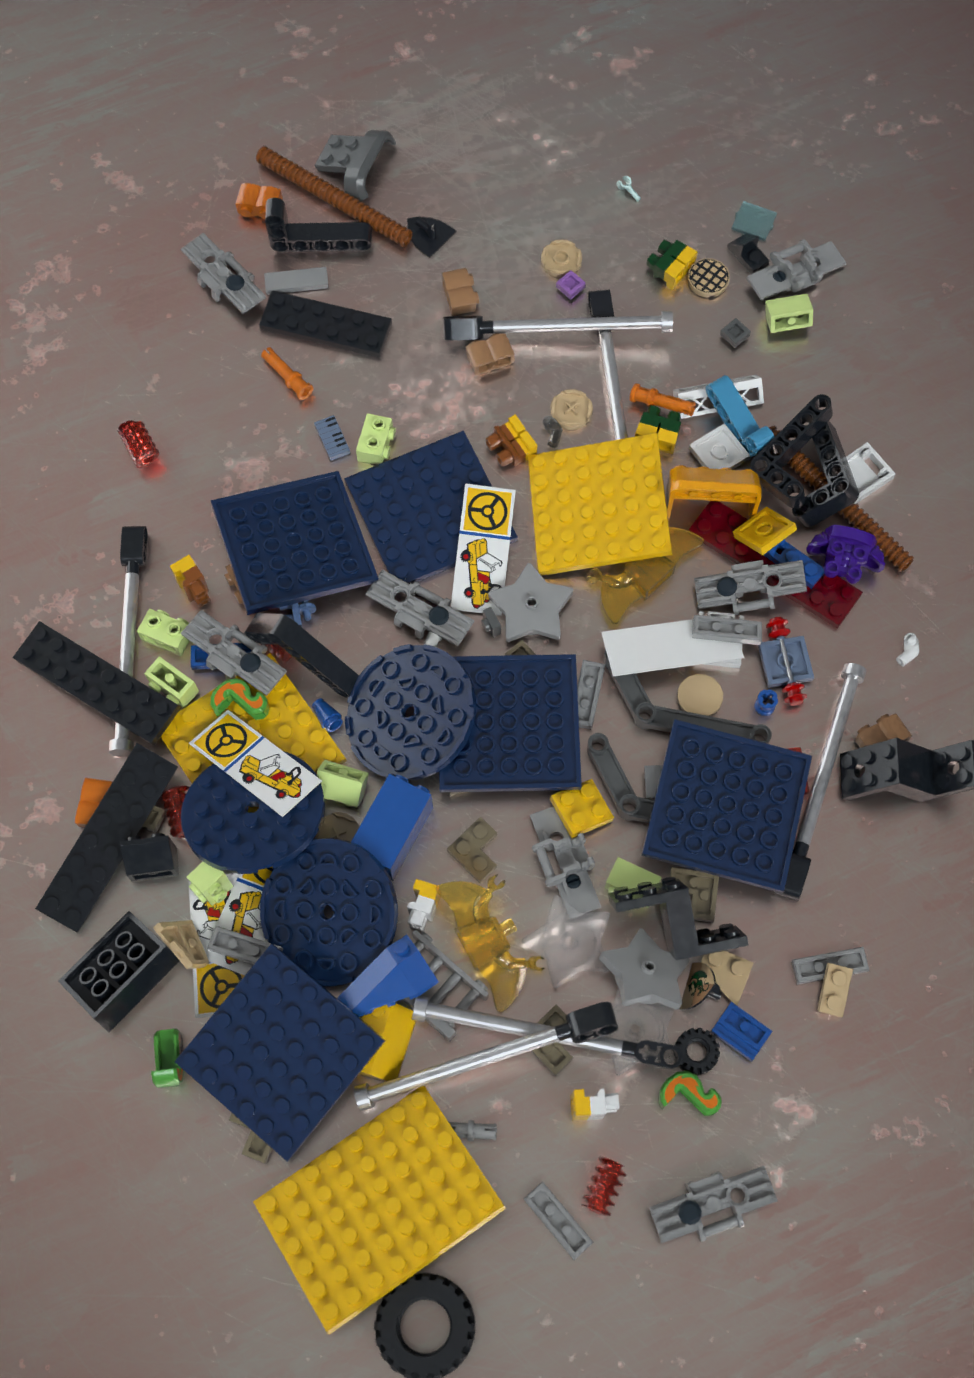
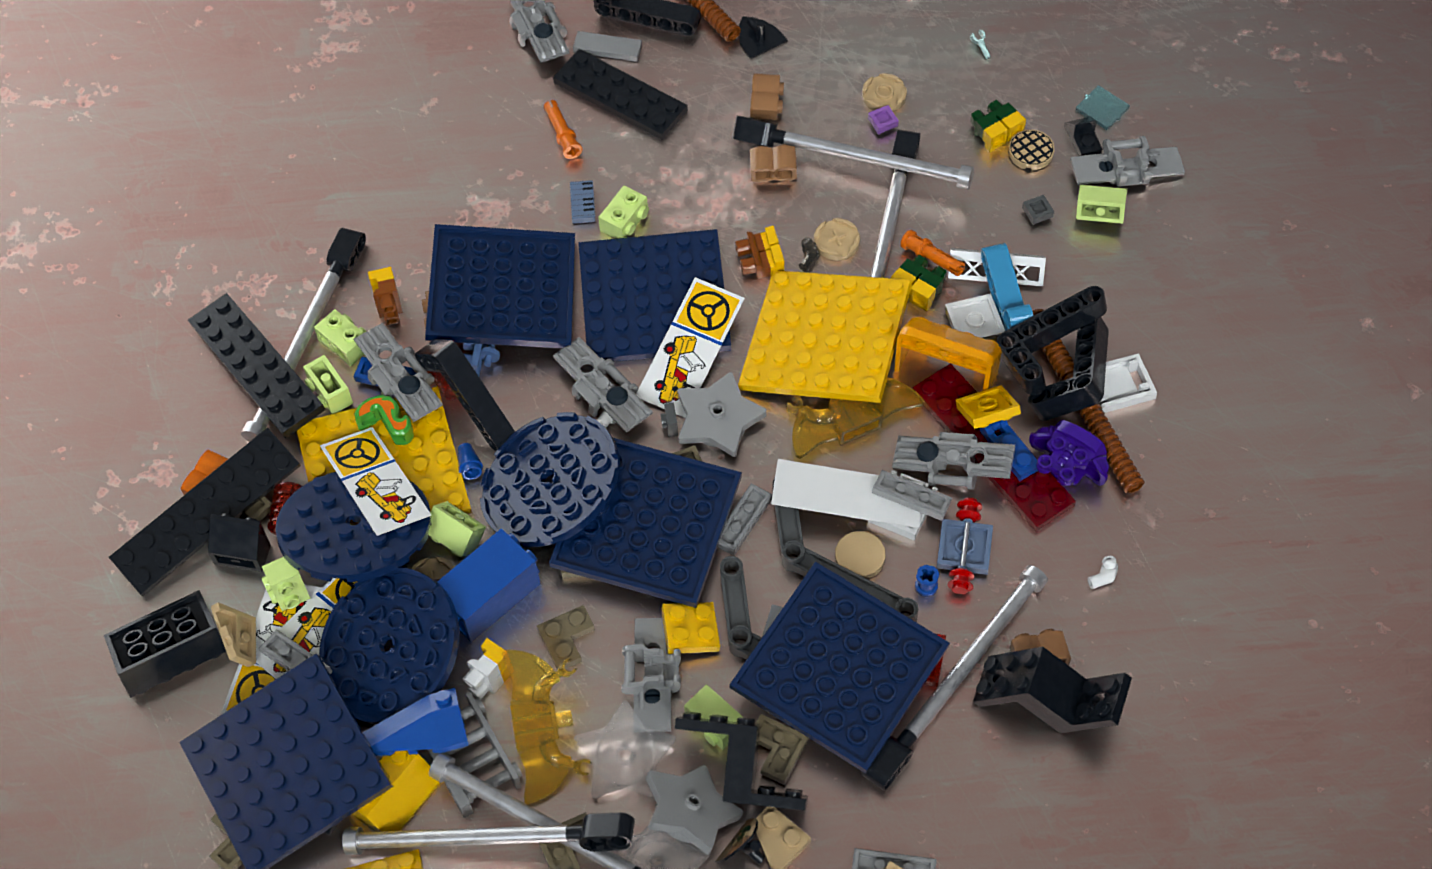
camera: 20 degrees right, 10 degrees down
(138, 443) = (389, 155): clear red piece -> none
(167, 1049) = (169, 751): bright green animal -> none

